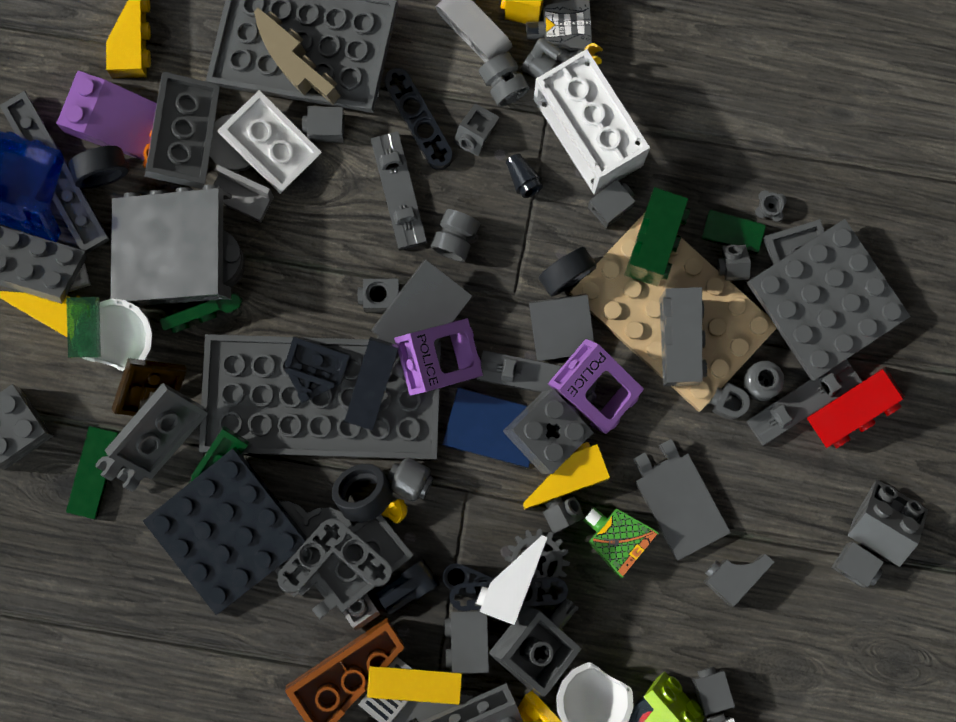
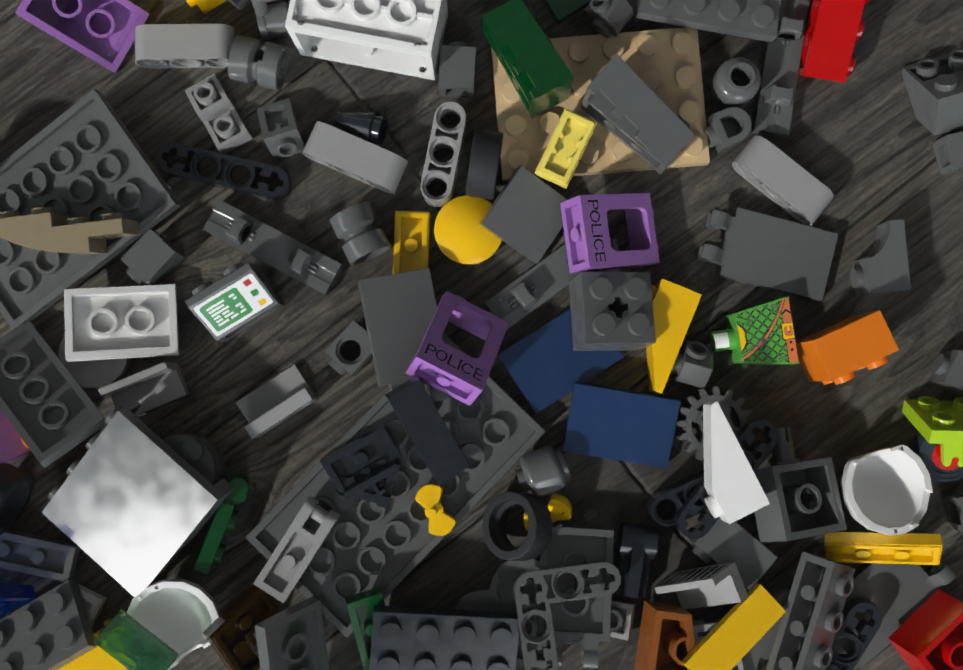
camera: 45 degrees left, 5 degrees up
(226, 371) = (295, 551): none -> light grey plate
(304, 278) = (276, 401): none -> light grey panel
(321, 443) = (429, 497): none -> yellow piece
(344, 198) = (234, 301): none -> slope
(430, 644) = (706, 586): none -> light grey panel
(450, 83) = (218, 114): none -> light grey slope
(480, 271) = (411, 241): none -> yellow tile
(483, 503) = (621, 424): none -> dark blue tile
(500, 190) = (355, 157): none -> light grey beam
(512, 297) = (460, 233): none -> yellow dish
(558, 230) = (441, 138): none -> light grey beam
(623, 312) = (565, 148): none -> light yellow plate
(658, 596) = (846, 347): none -> orange brick
(731, 466) = (782, 180): none -> light grey beam

